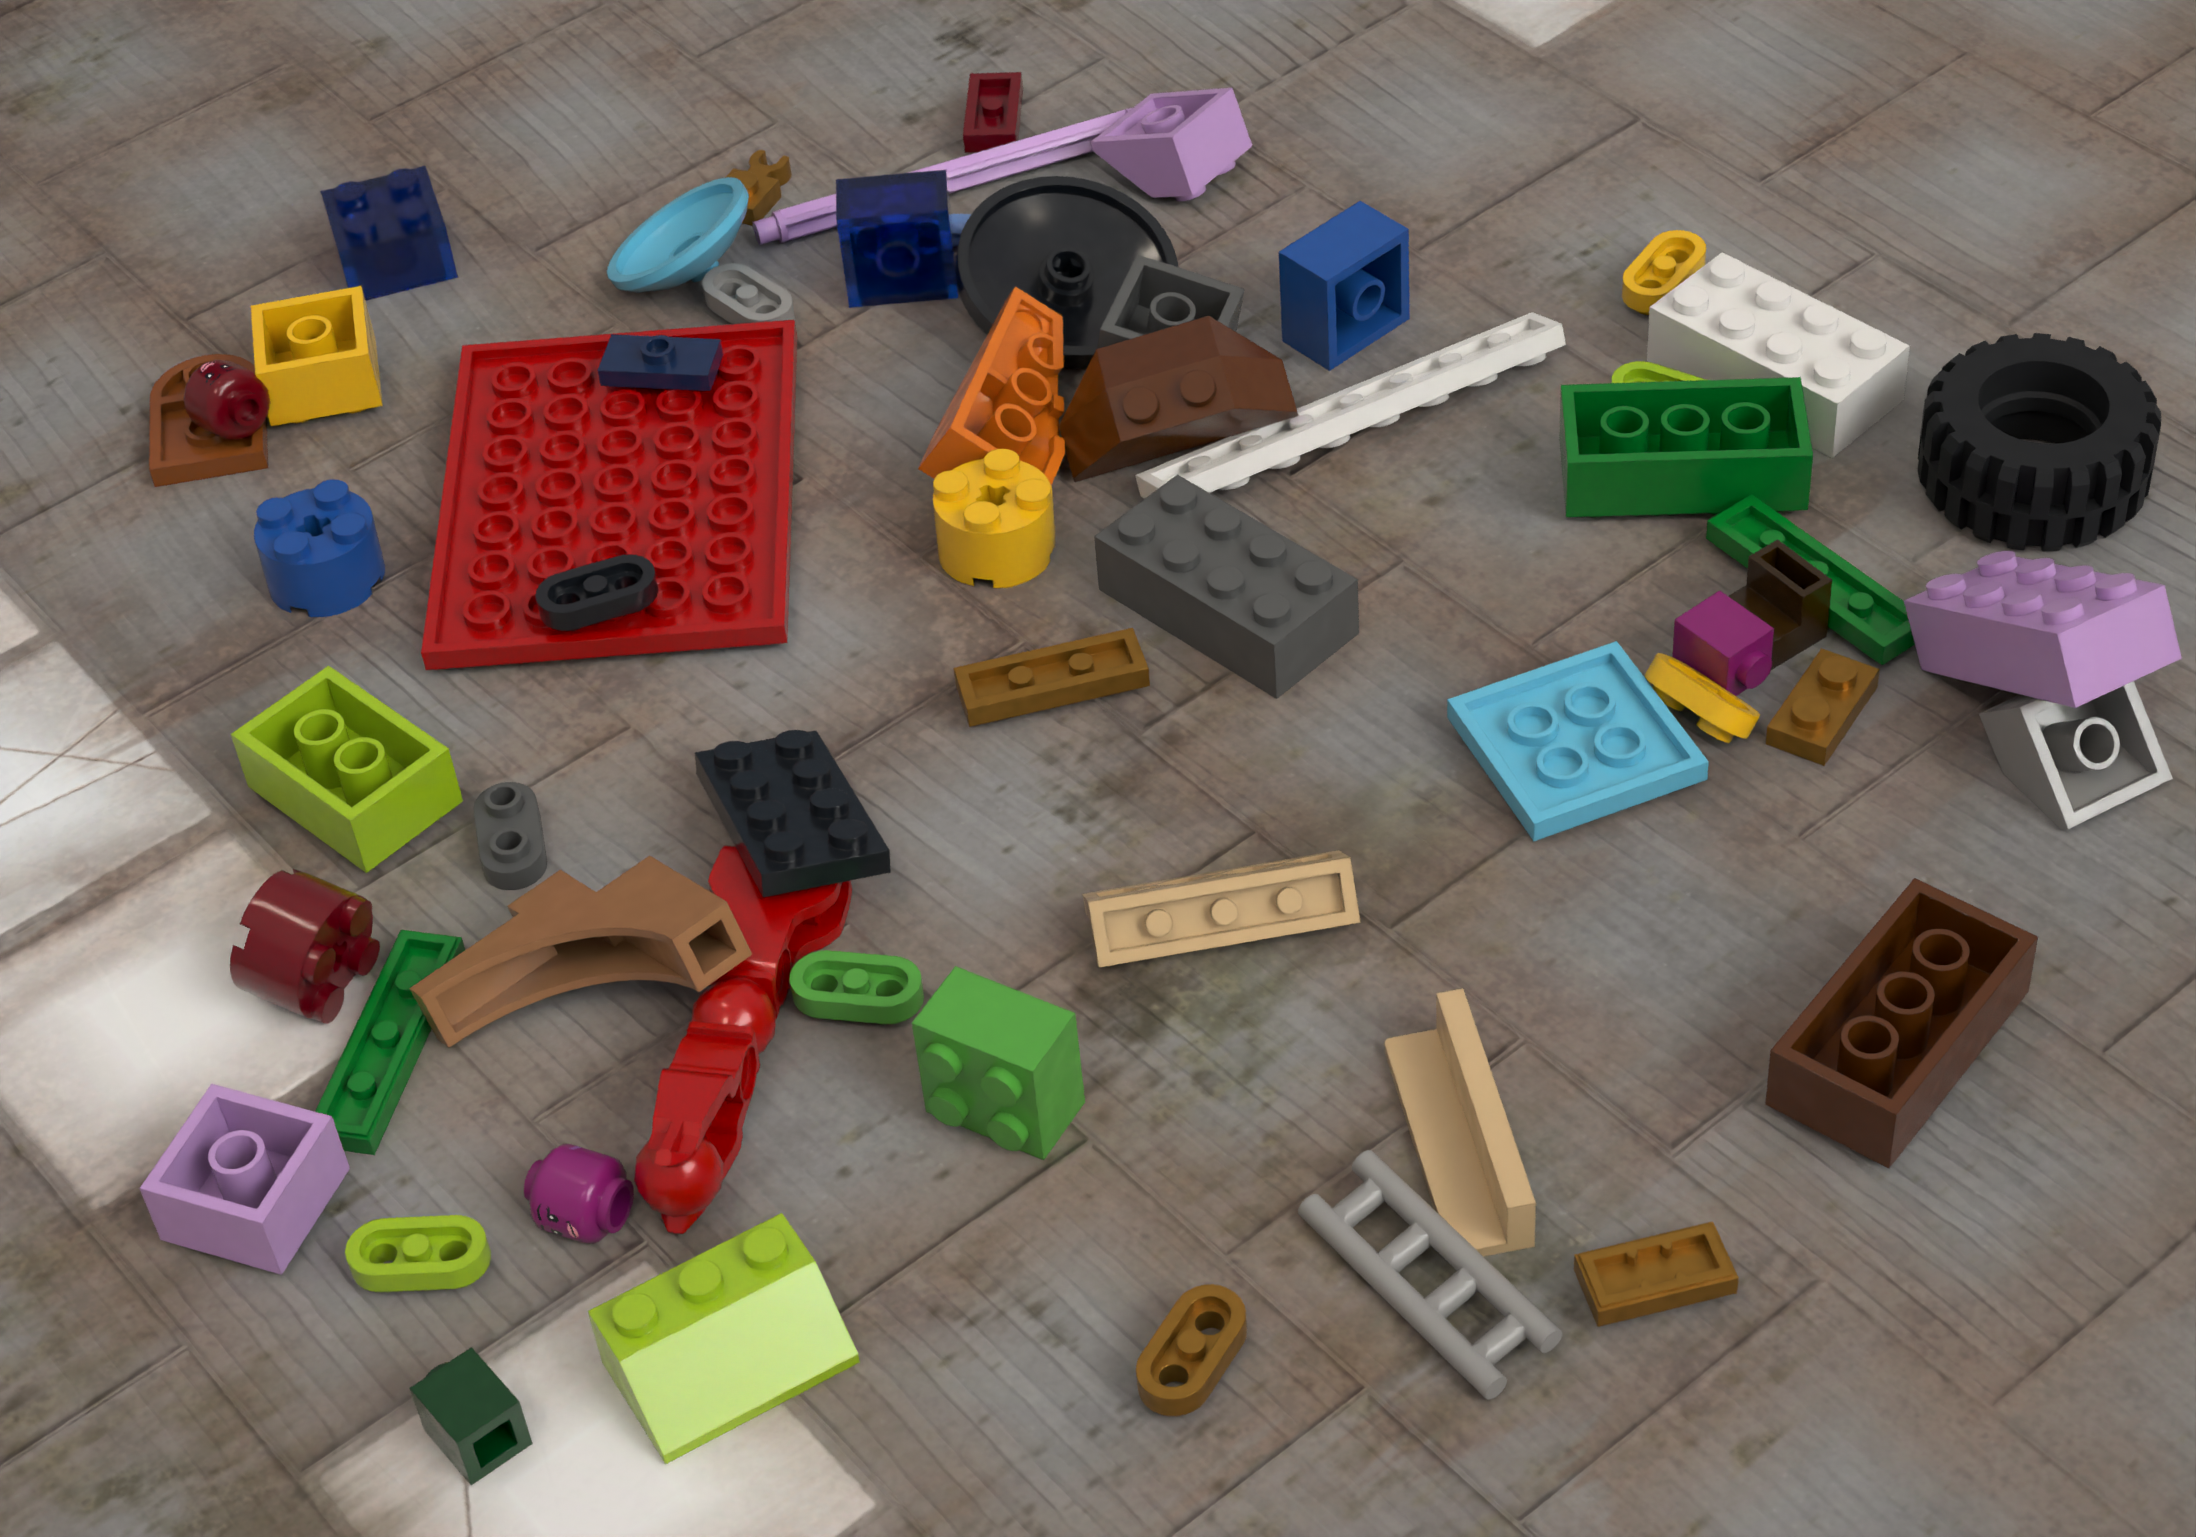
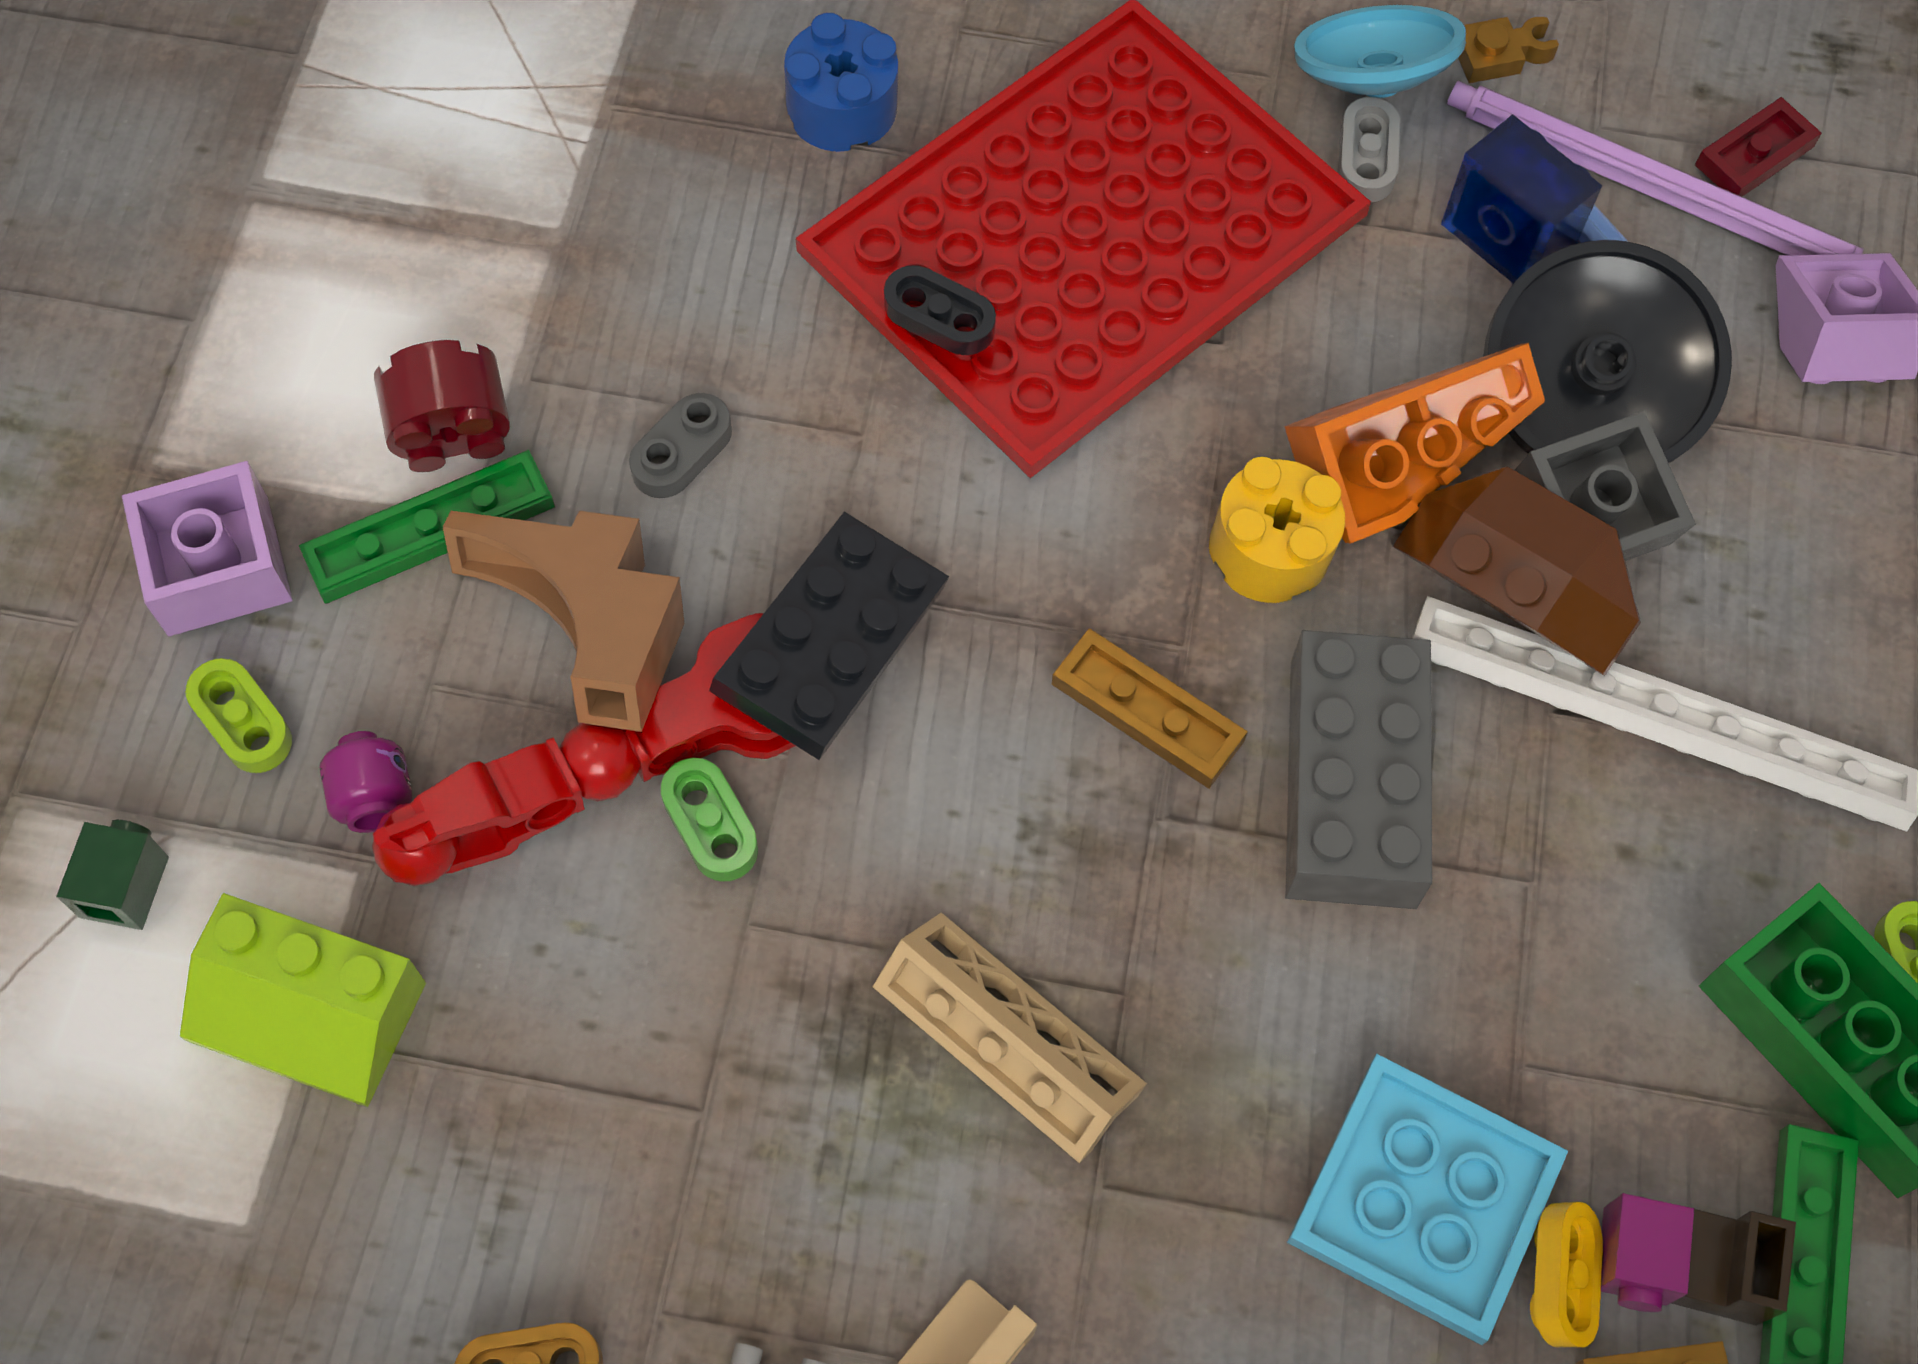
camera: 45 degrees right, 20 degrees up
(347, 768) = (634, 287): lime brick -> none
(660, 362) = (1229, 149): dark blue plate -> none
(999, 1062) = (678, 999): bright green brick -> none
(1344, 285) = (1792, 594): blue brick -> none

